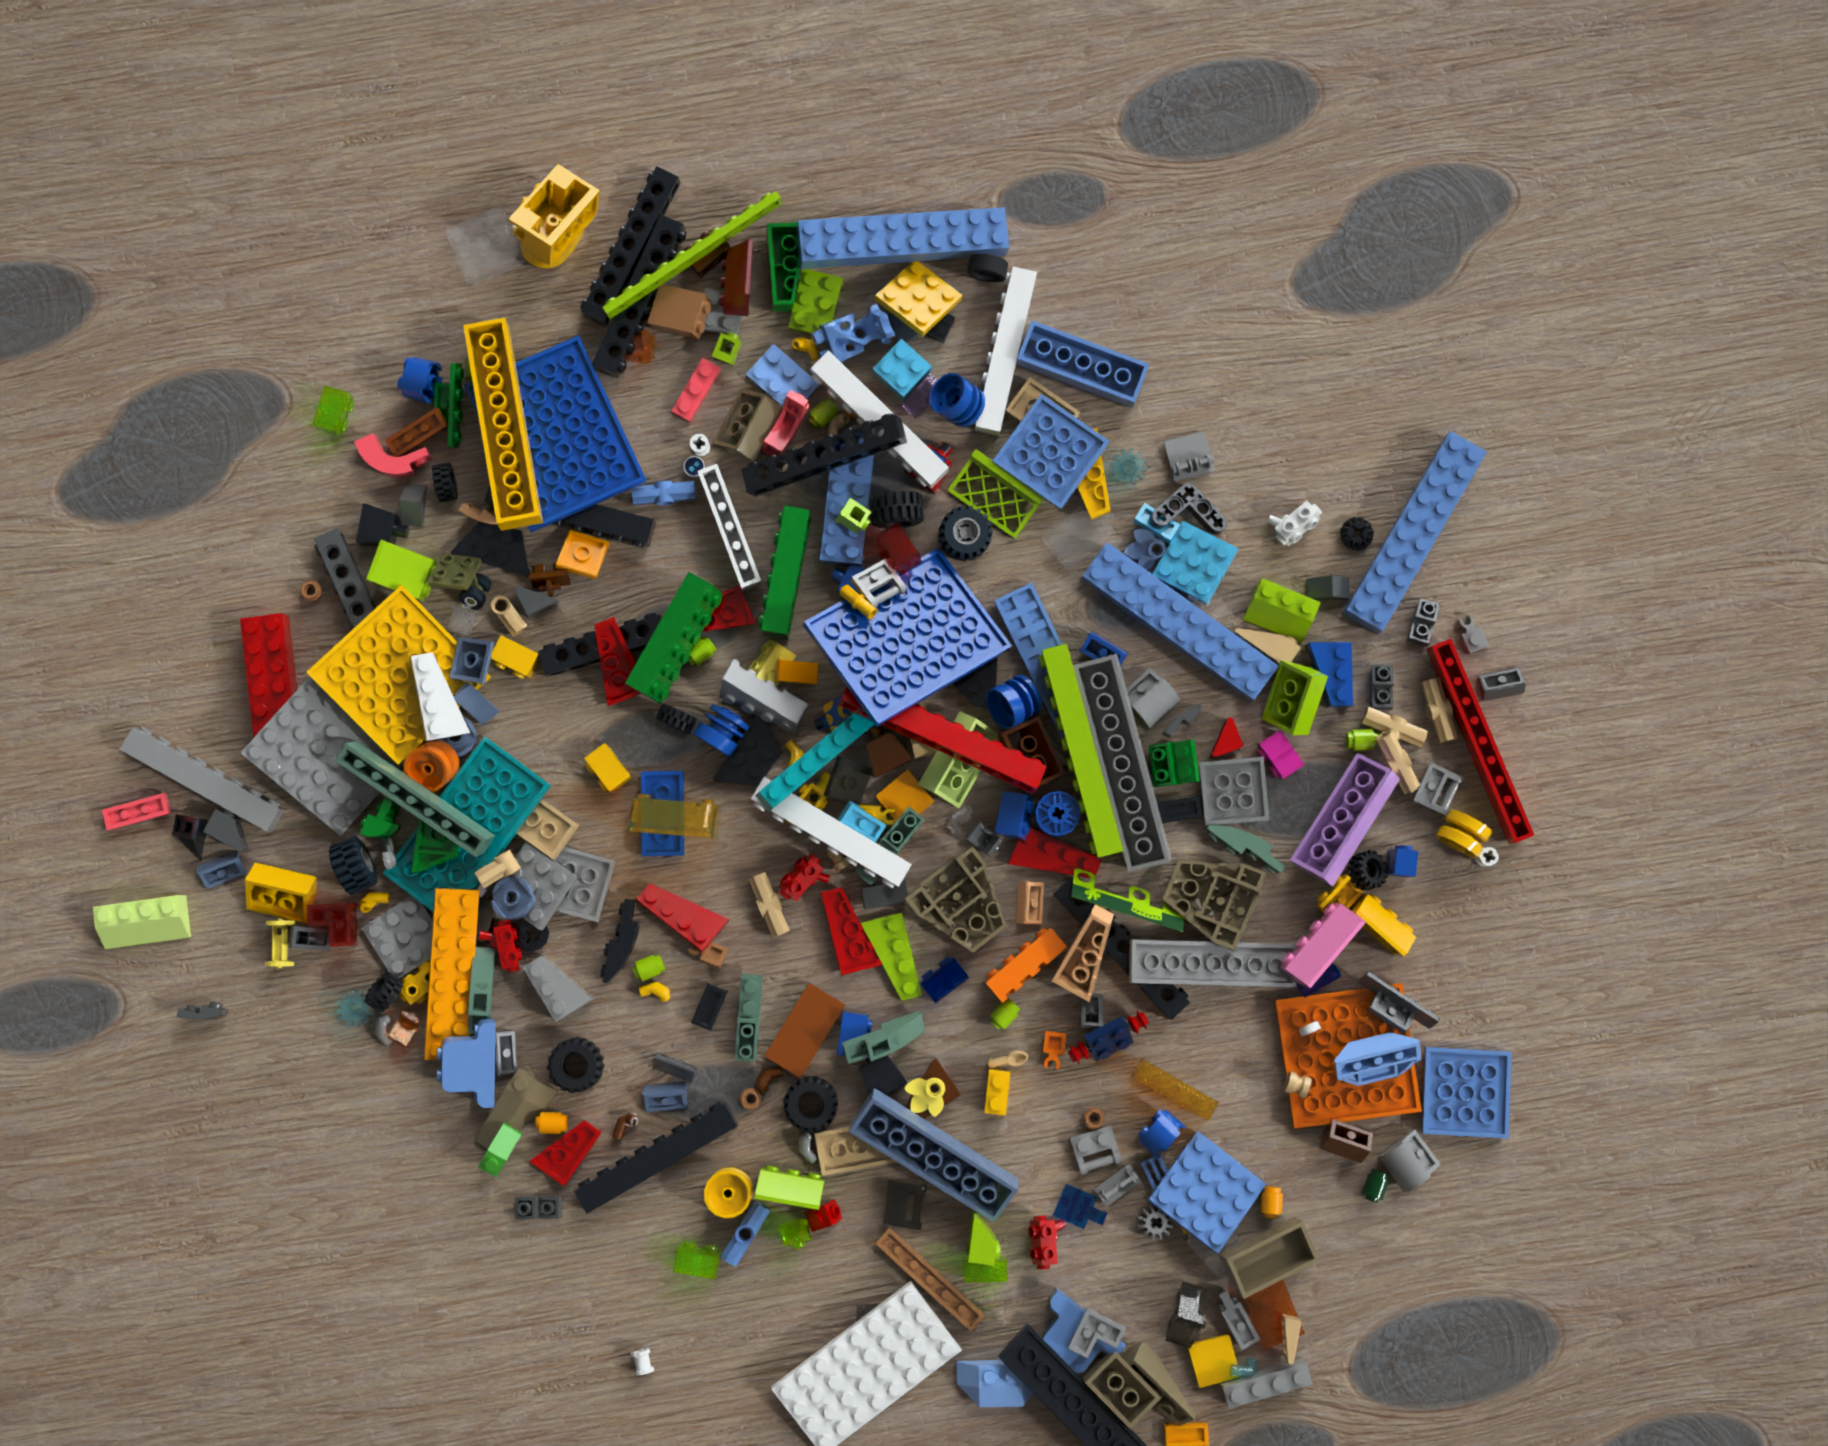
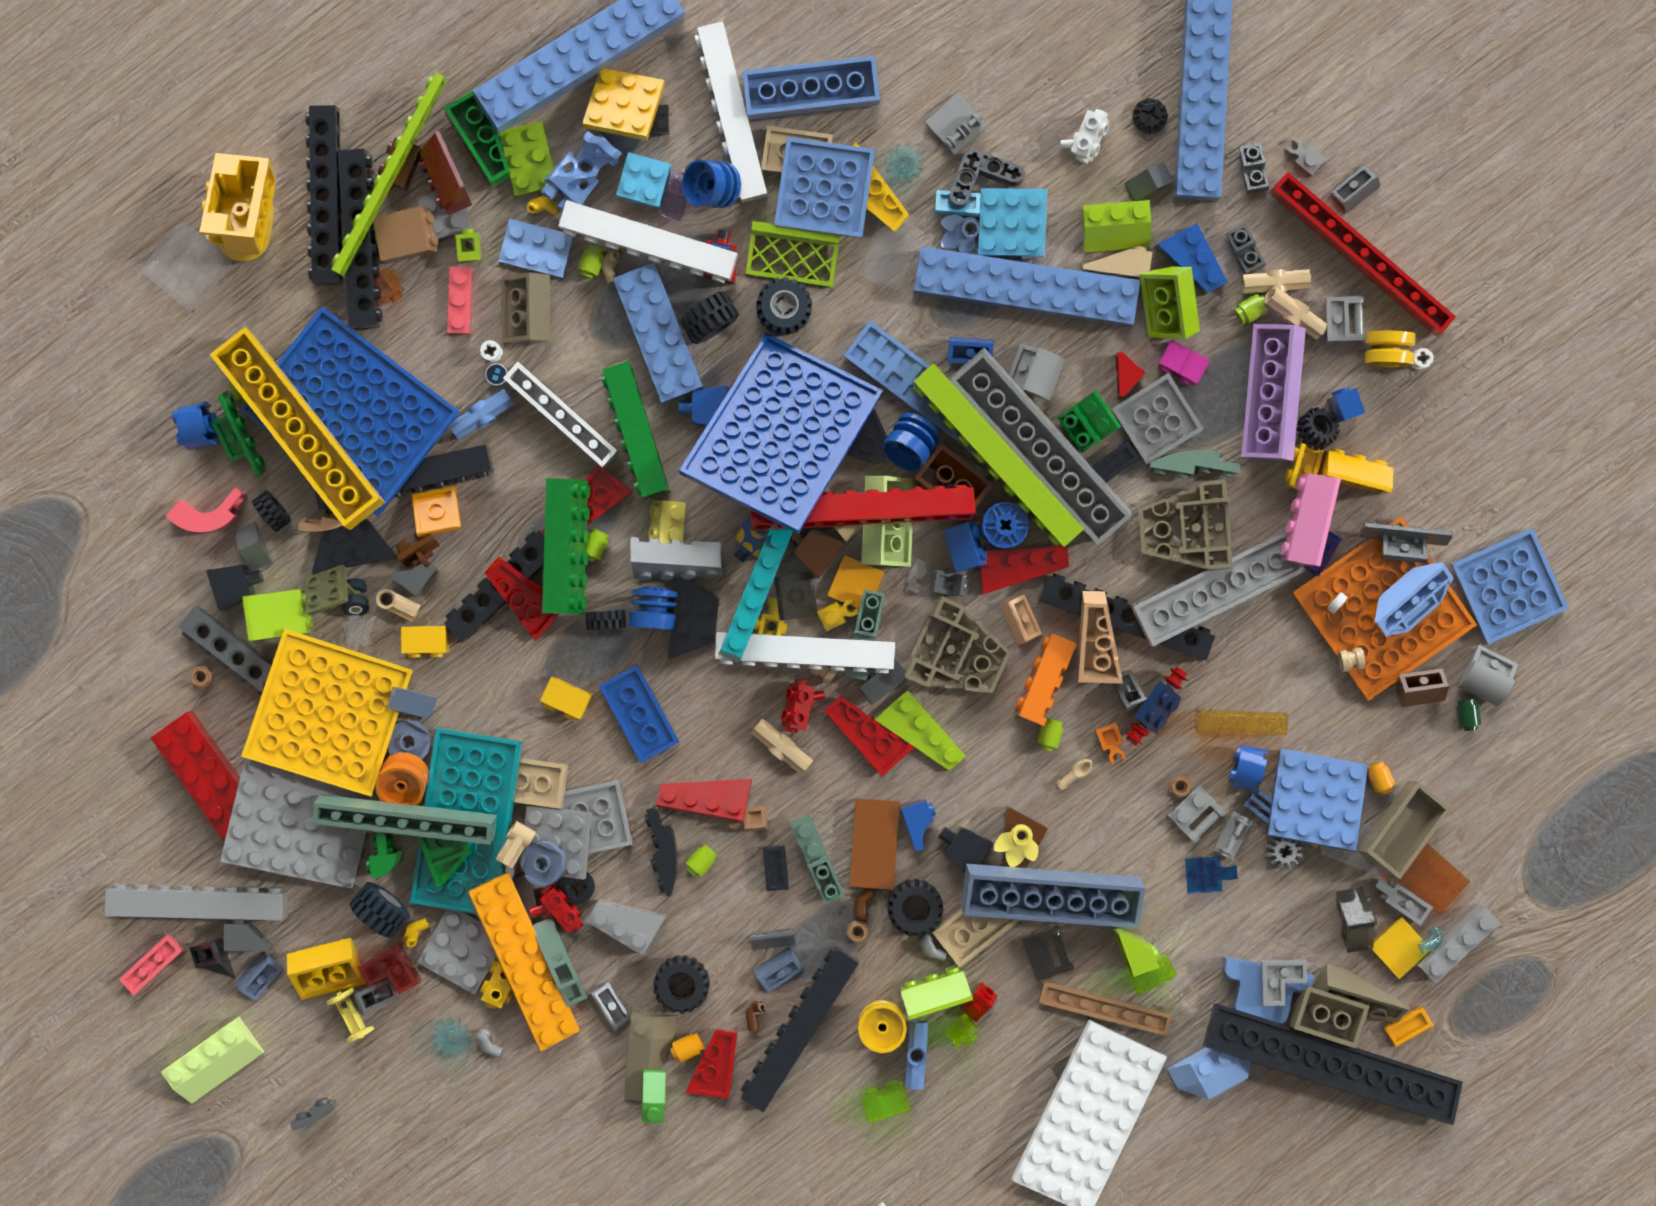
camera: 25 degrees left, 5 degrees up
(333, 411) = (130, 497): clear neon green brick -> none
(383, 992) = (470, 1010): black tyre -> none
(388, 855) = (409, 886): light grey piece -> none
(404, 1029) = (507, 1033): clear orange bracket -> none
(417, 432) = (219, 477): dark orange plate -> none
(436, 703) = (376, 721): white wedge -> none
(469, 1063) = (584, 1033): medium blue brick -> none
(471, 660) = (387, 664): sand blue slope -> none
(538, 1207) = (715, 1129): dark grey slope -> none
(657, 989) = (719, 876): yellow arm -> none
(674, 817) = (653, 713): clear yellow windscreen -> none
(787, 425) = (563, 291): coral arch -> none
(795, 751) = (733, 593): yellow arm -> none
(796, 672) = (694, 518): light orange tile -> none
(854, 516) = (672, 339): lime brick -> none
(858, 601) = (719, 424): yellow axle -> none
(861, 821) = (827, 626): medium azure plate -> none
(876, 577) = (723, 393): light grey plate -> none
(886, 1040) = (956, 812): sand green slope -> none
(893, 436) = (670, 252): black brick -> none
(897, 549) = (729, 355): clear red brick -> none
(944, 979) = (978, 731): clear blue brick -> none
(987, 267) = (674, 41): black tyre -> none
(997, 1091) = (1079, 808): yellow brick -> none
(1043, 1241) = (1191, 921): red brick -> none
(1132, 906) = (1115, 576): piece -> none
(1186, 717) = (1078, 371): dark grey slope -> none
(1290, 1330) = (1456, 884): tan slope -> none
(1439, 710) = (1310, 244): tan piece -> none

